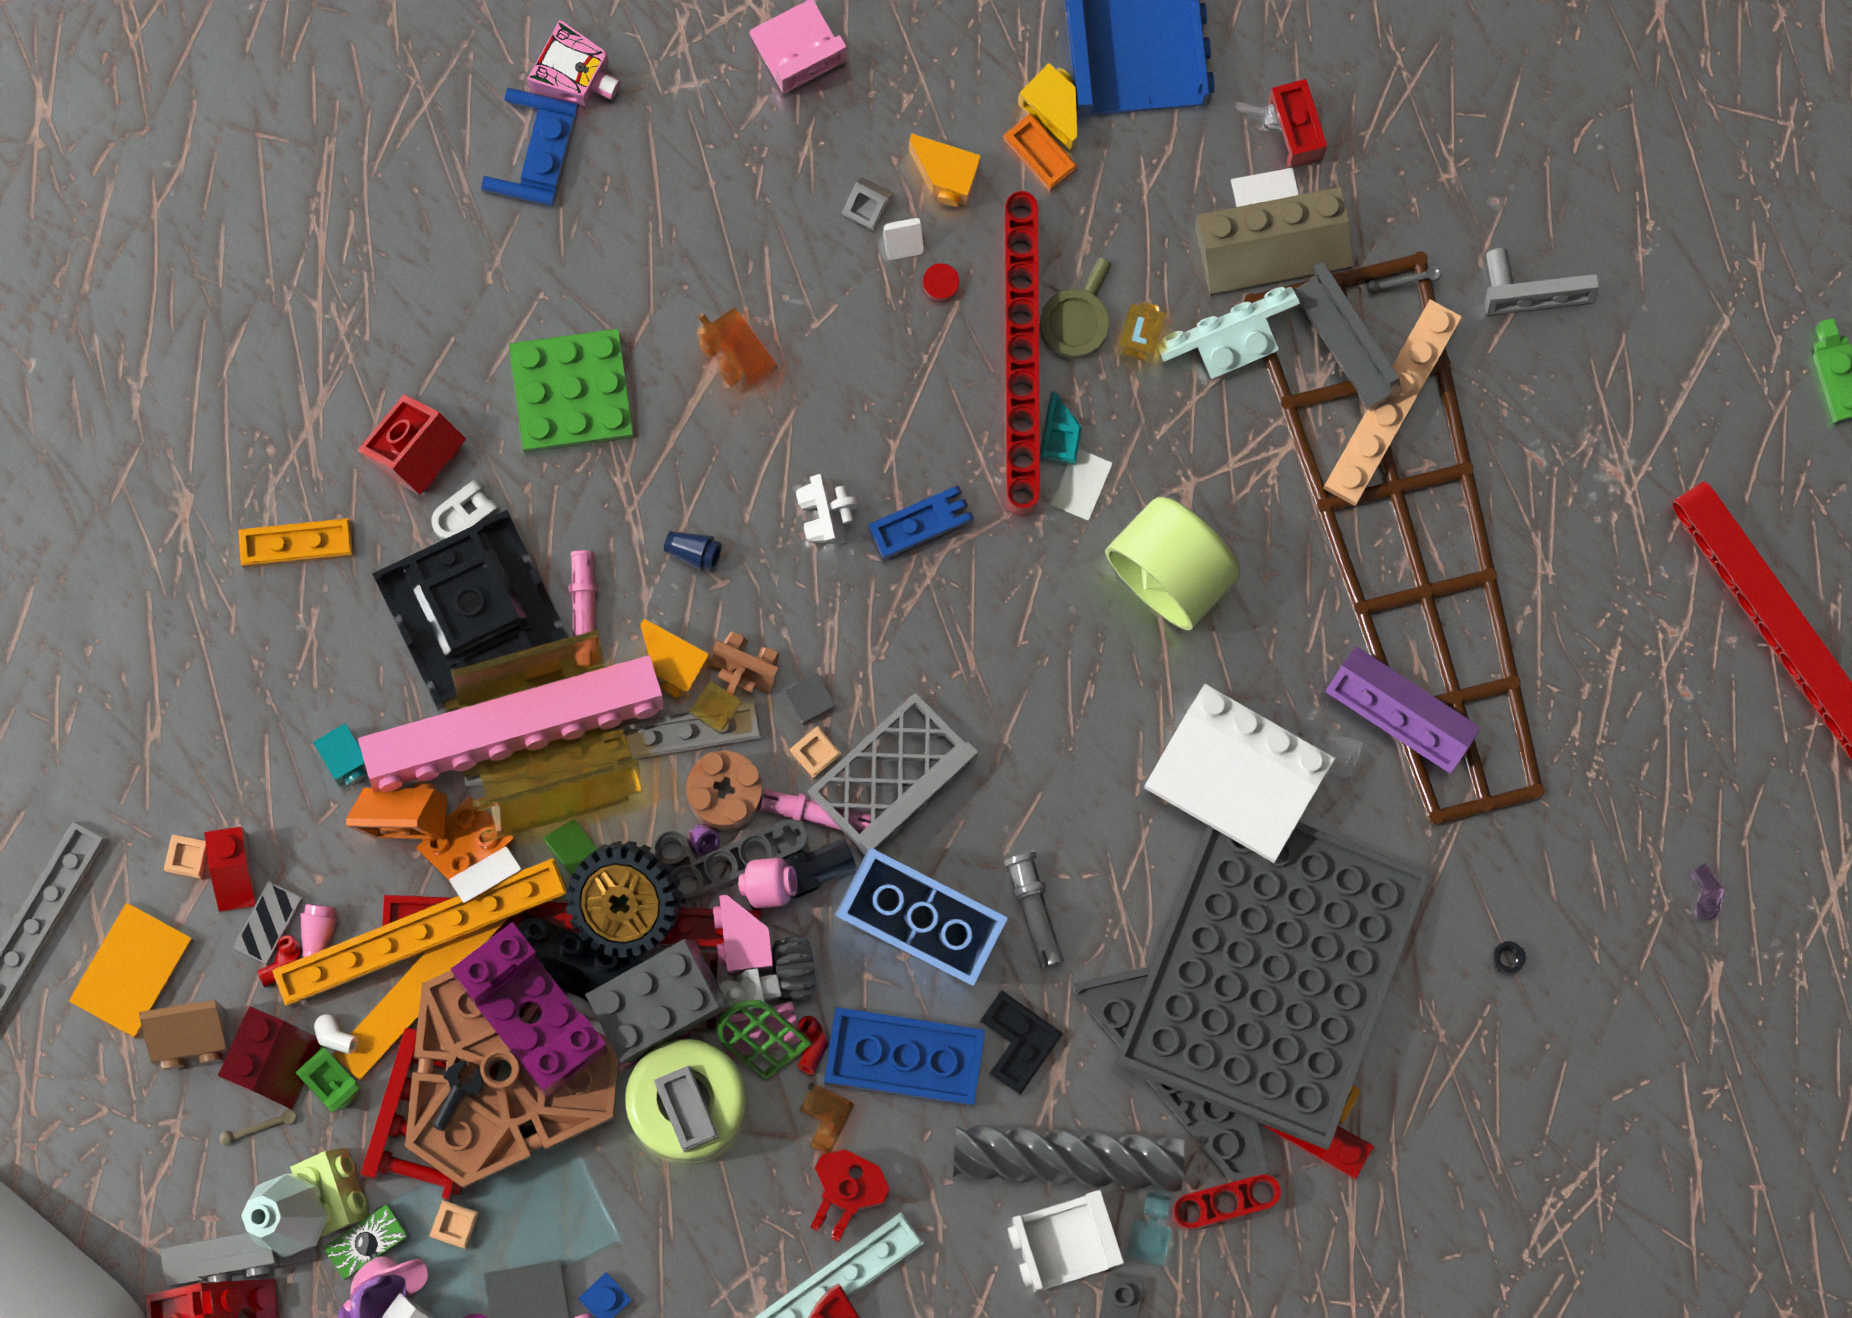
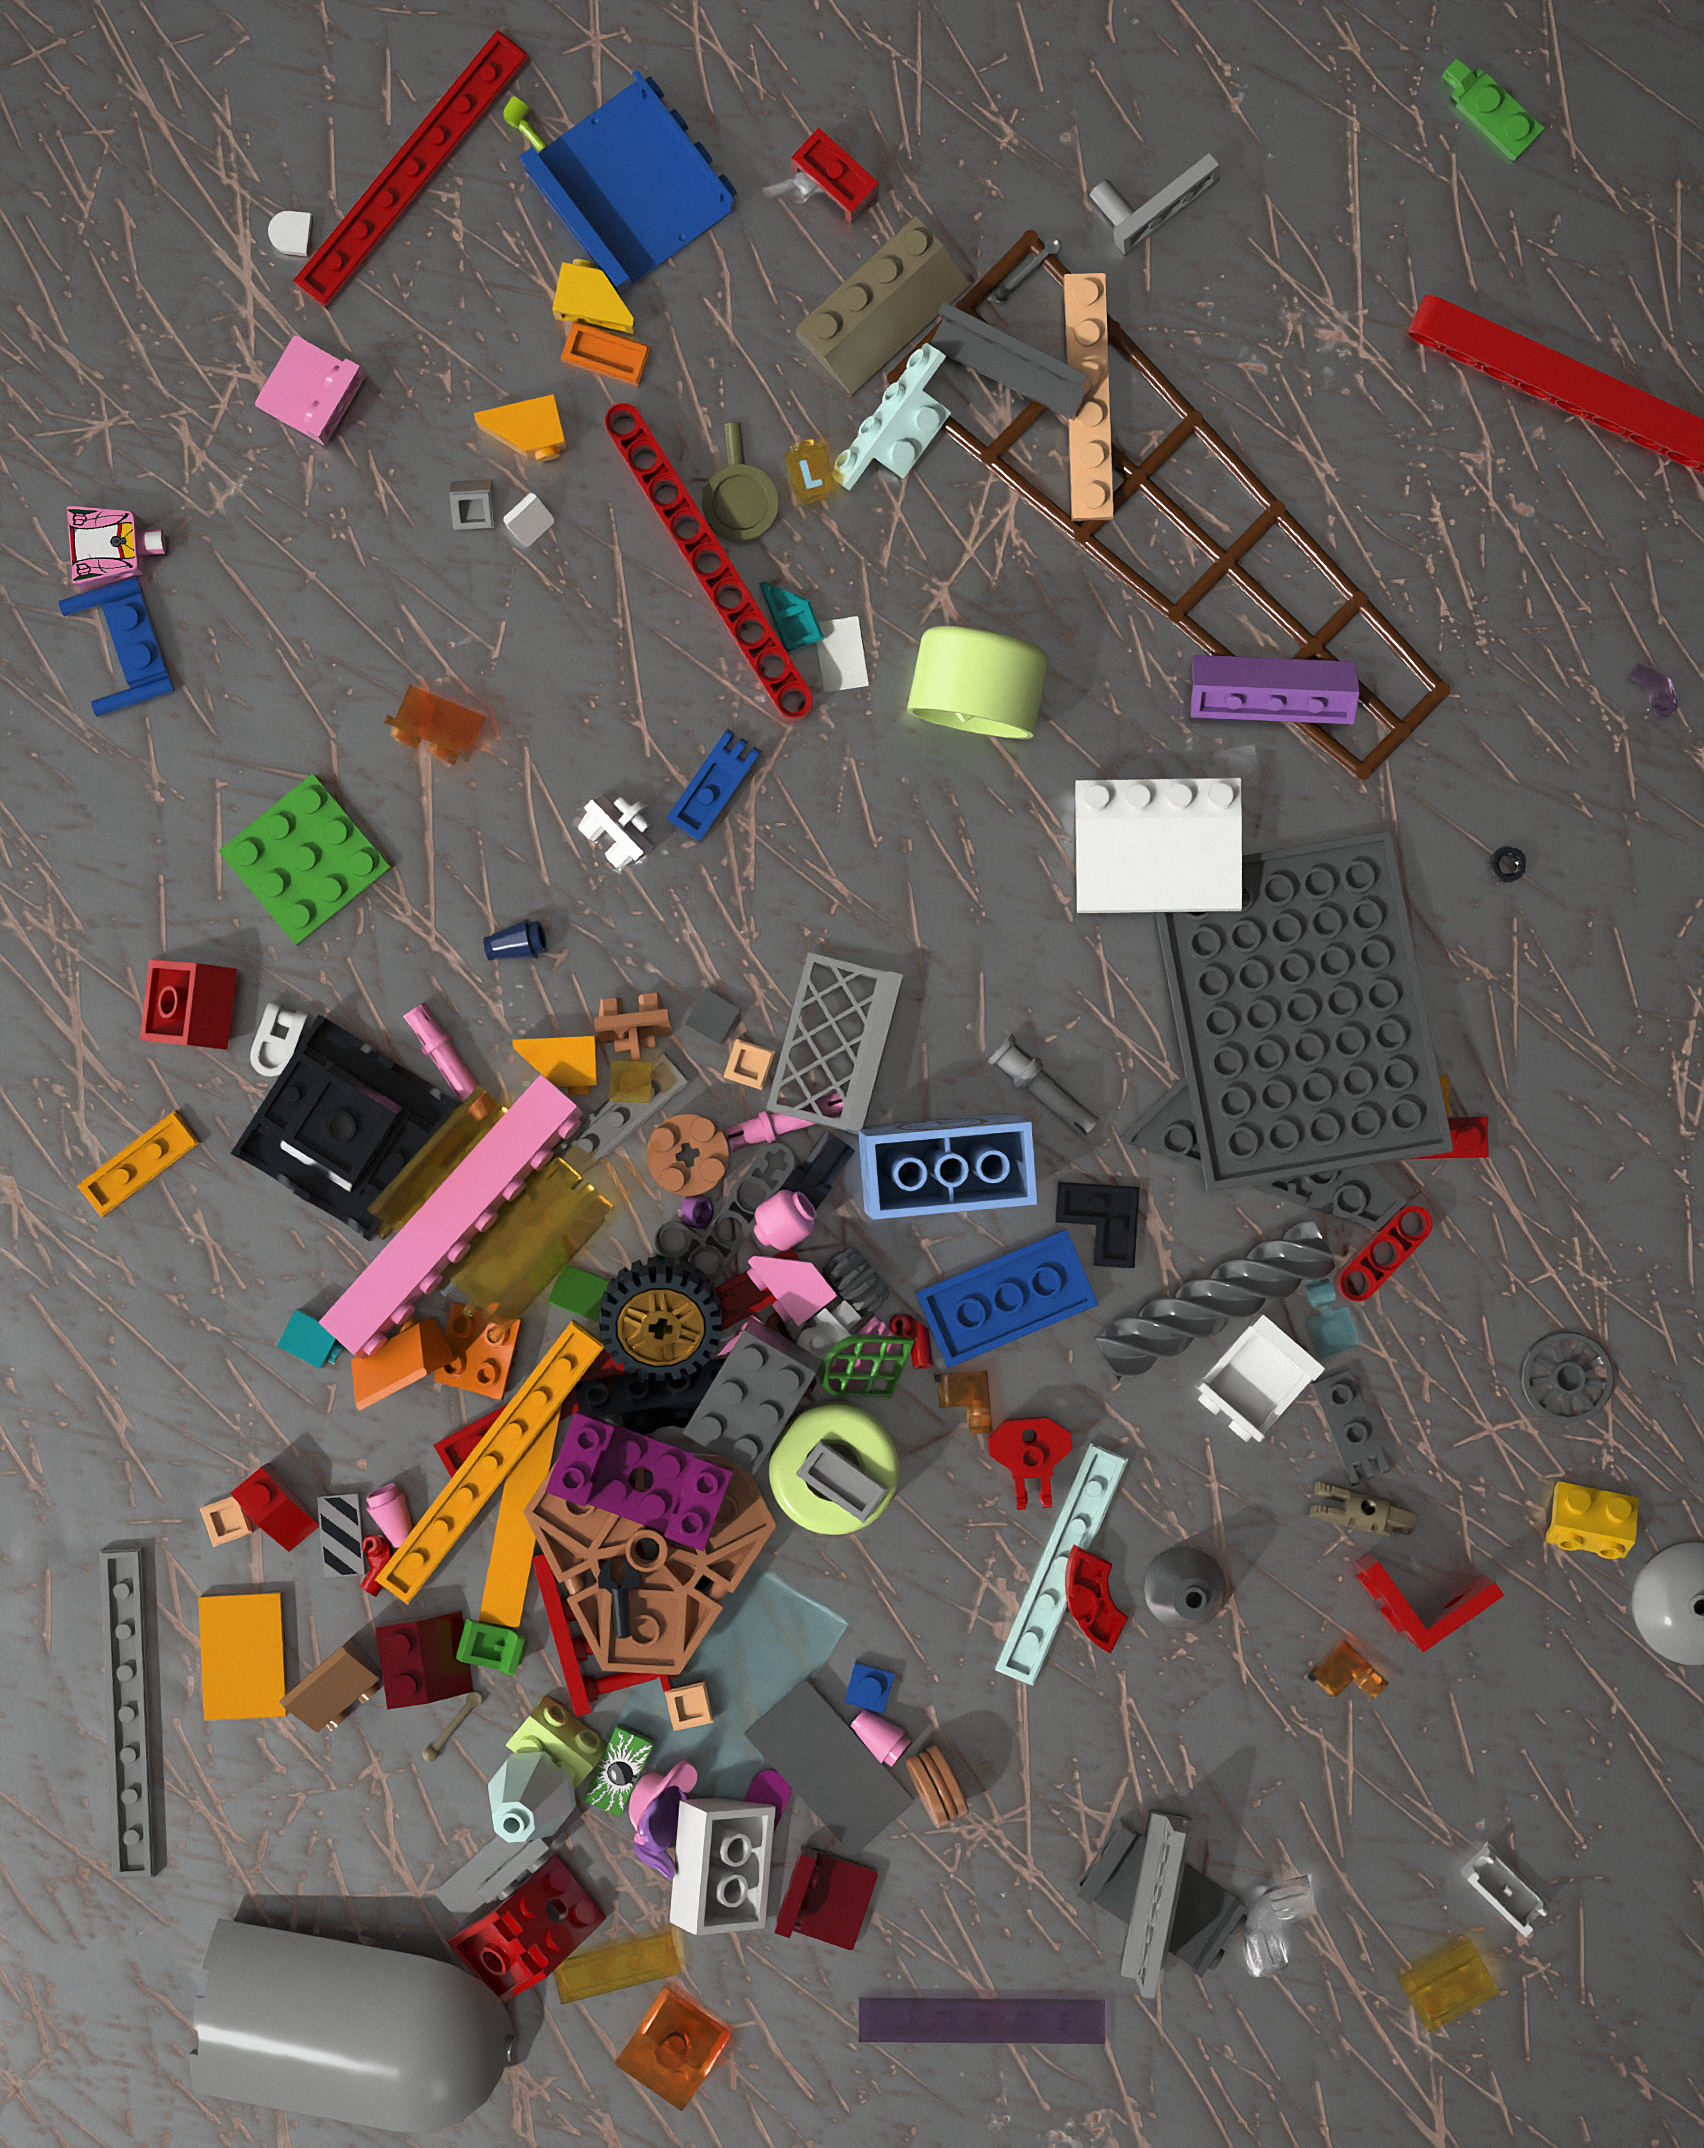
camera: 30 degrees left, 10 degrees up
(329, 1035) = (465, 1605): white arm -> none
(485, 874) = (516, 1373): white sticker -> none
(941, 282) = (589, 540): red tile -> none
(1264, 187) = (841, 258): white sticker -> none

